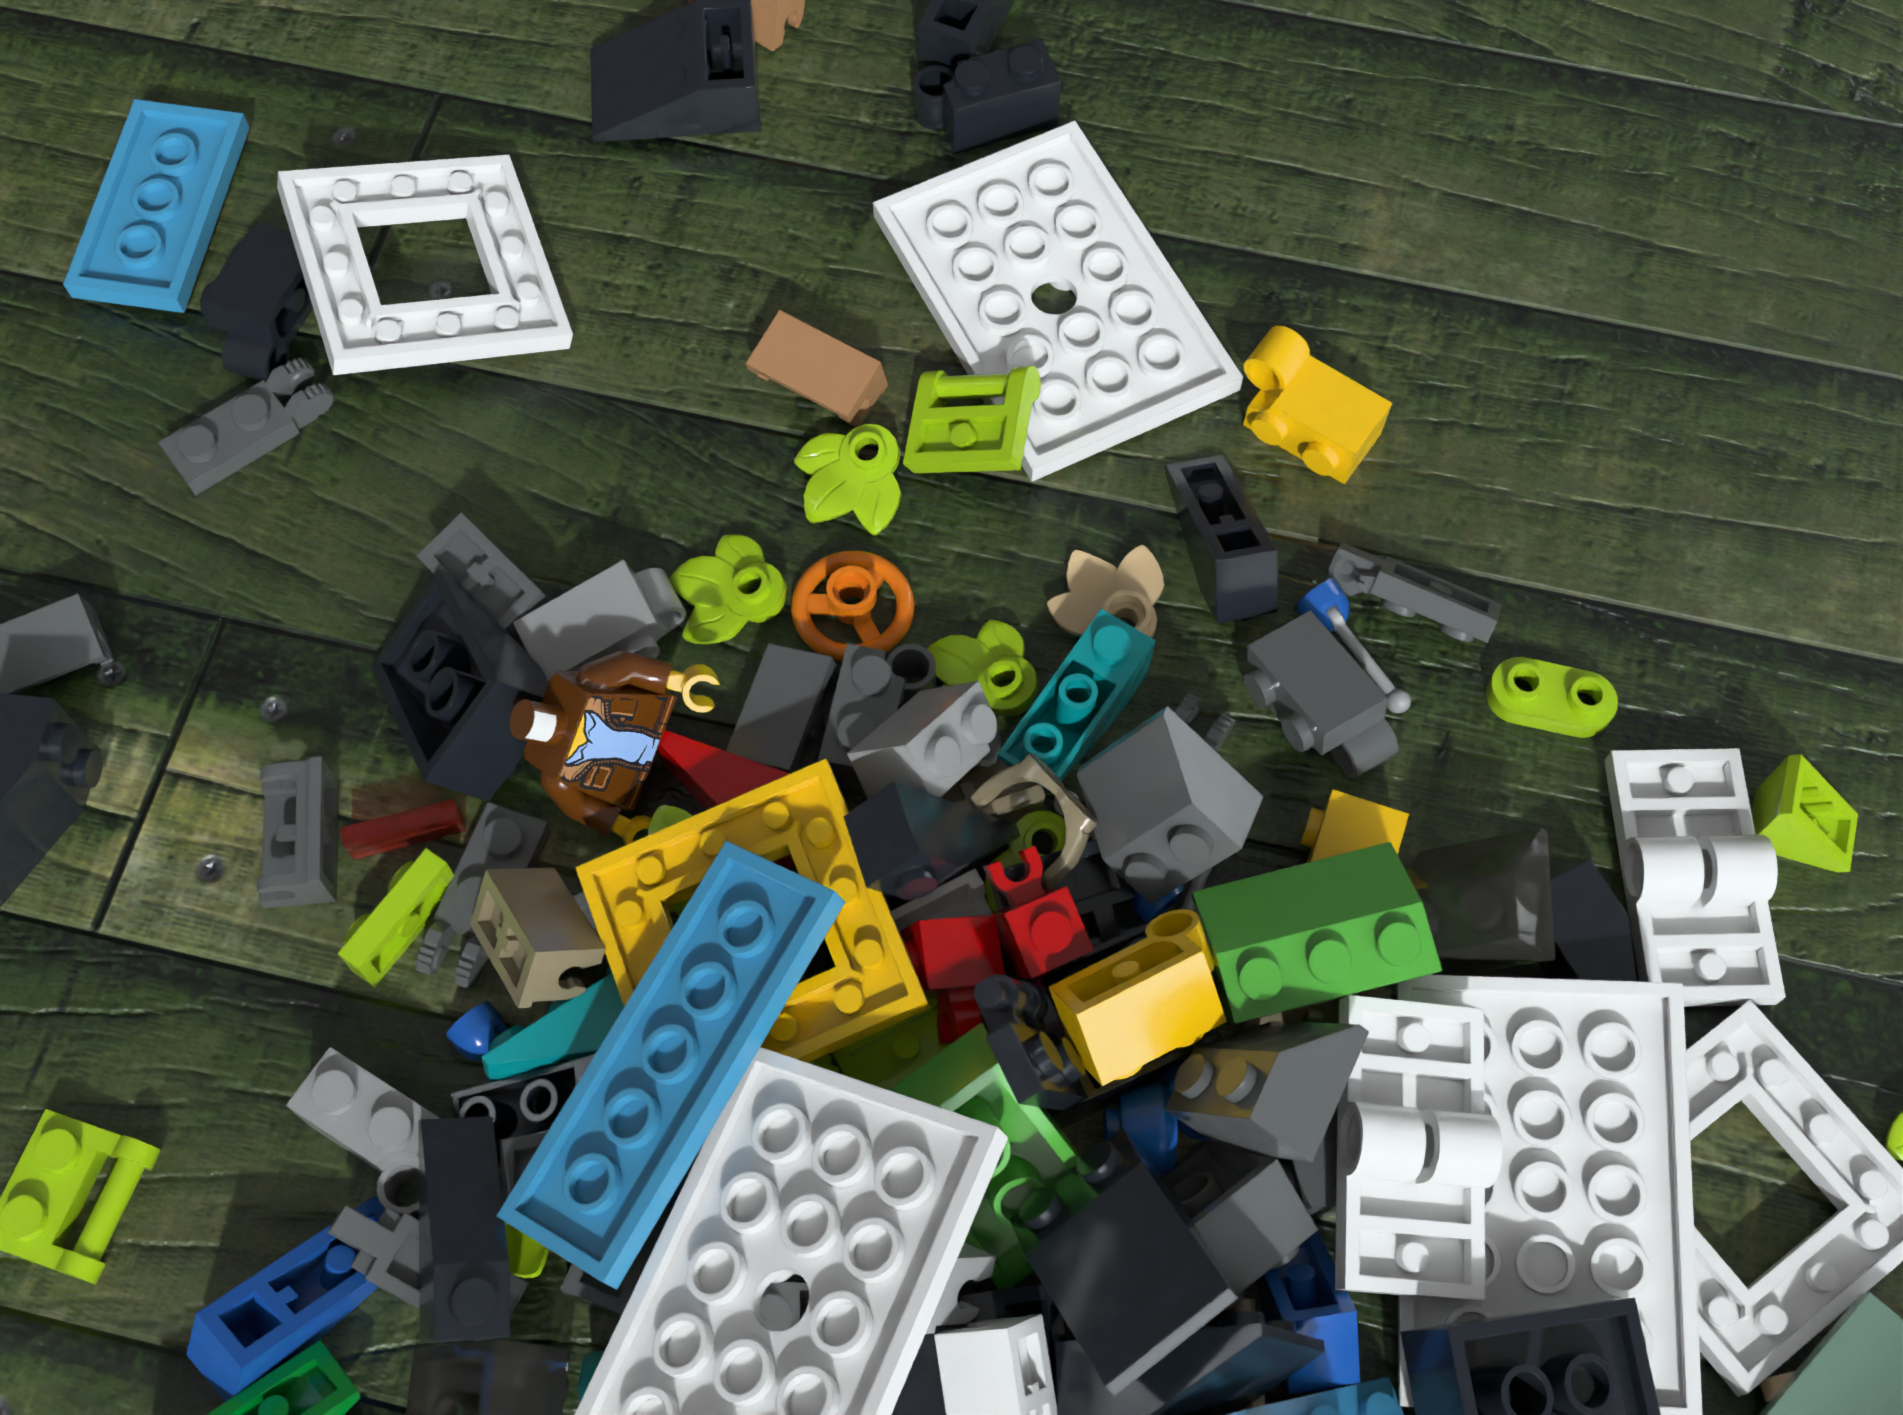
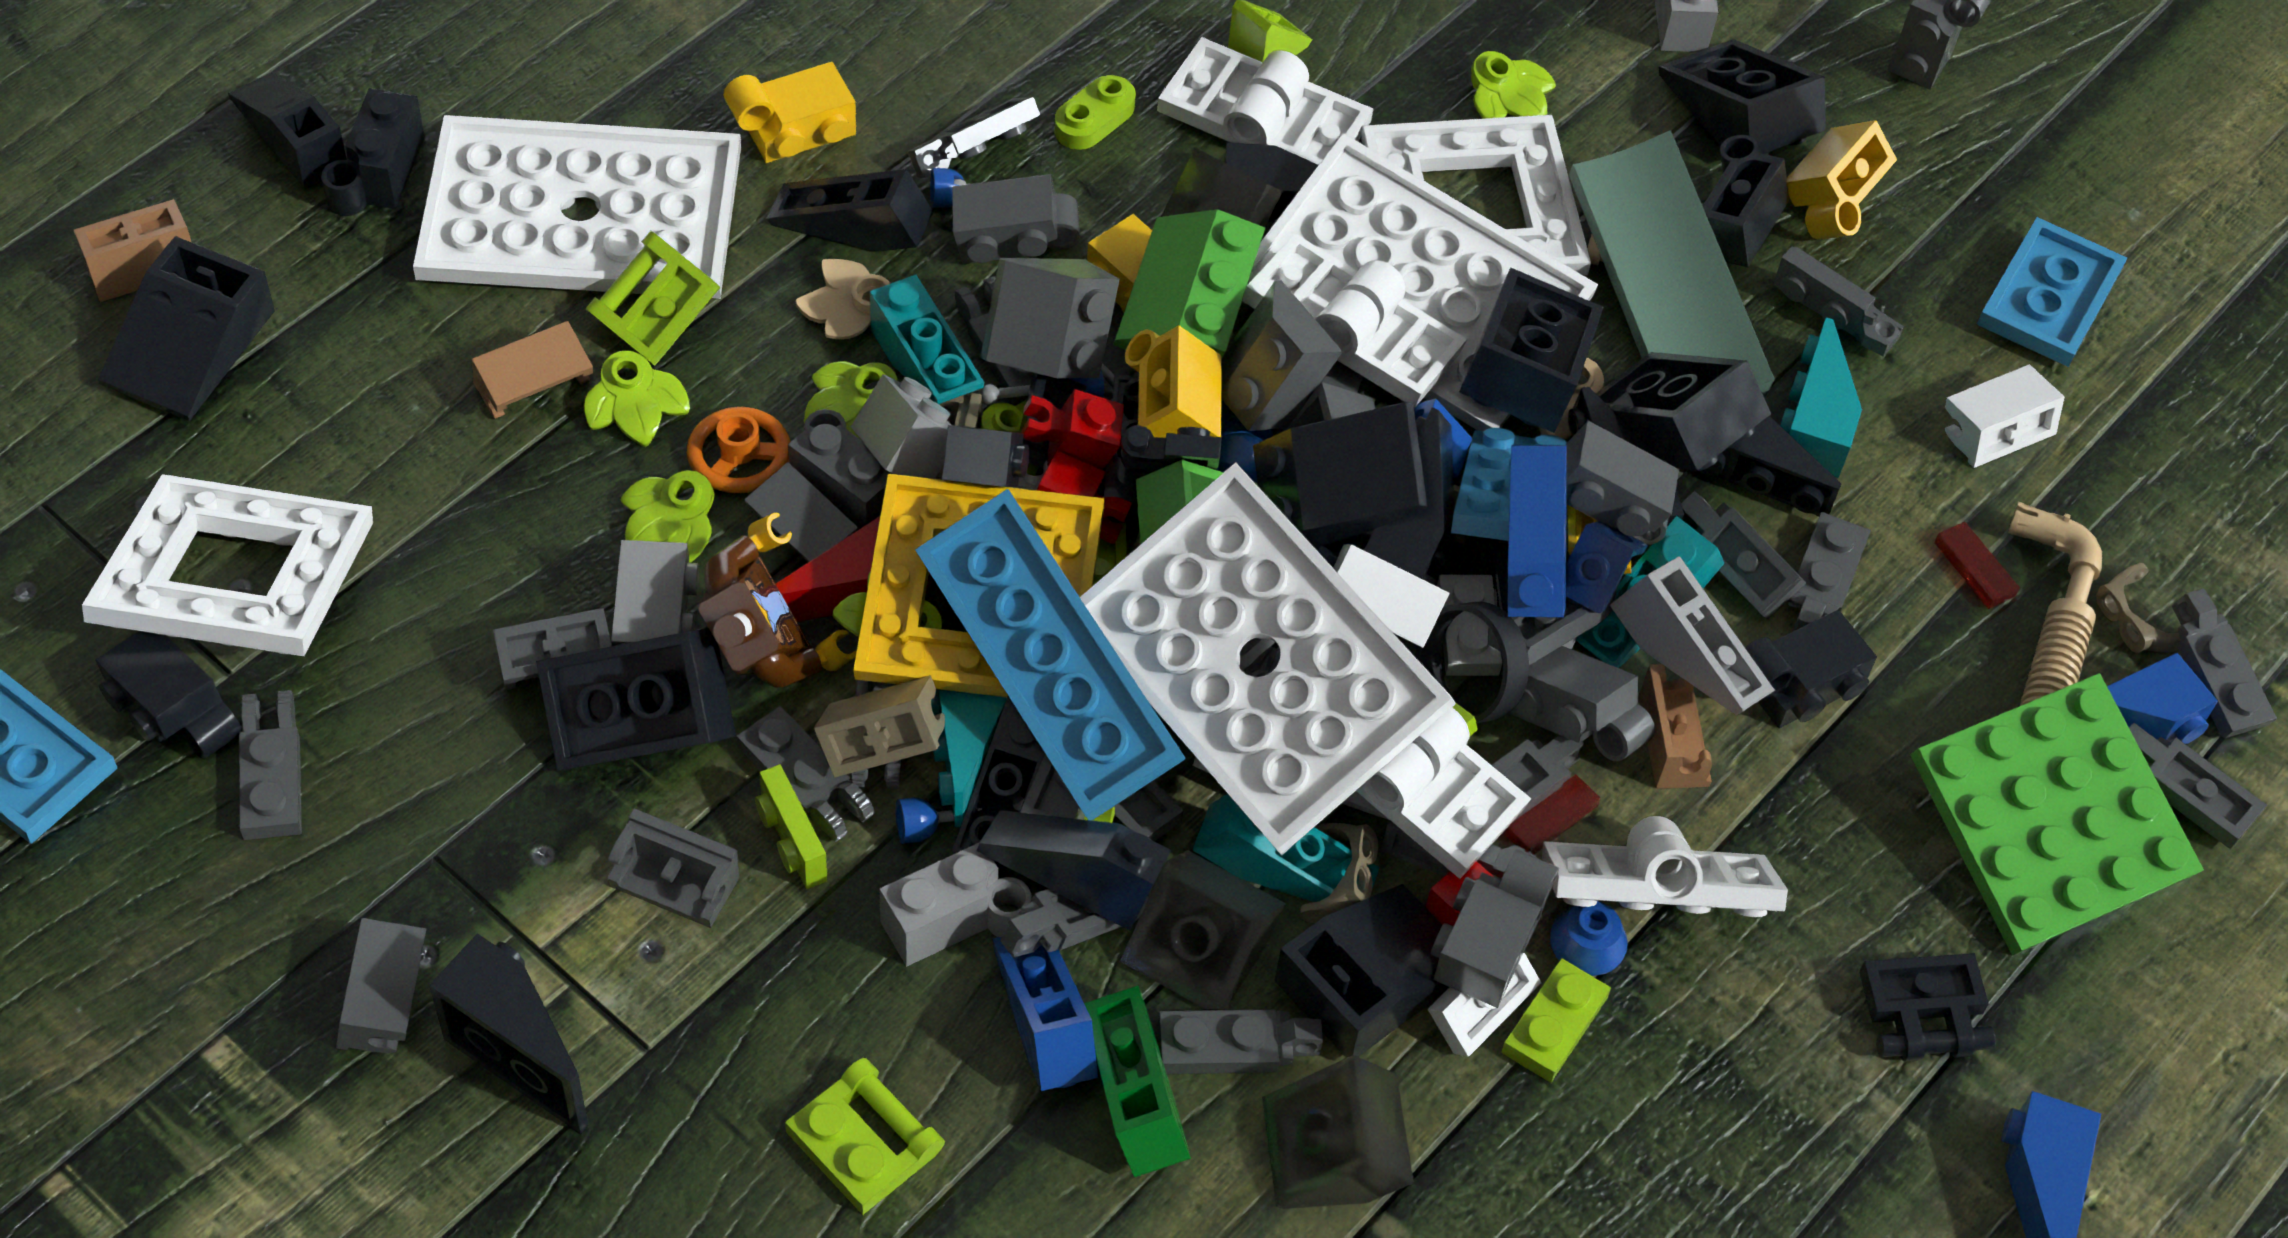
camera: 65 degrees left, 10 degrees down
(402, 829) = (719, 795): clear red piece -> none
(1077, 817) = (971, 377): dark tan cap -> none

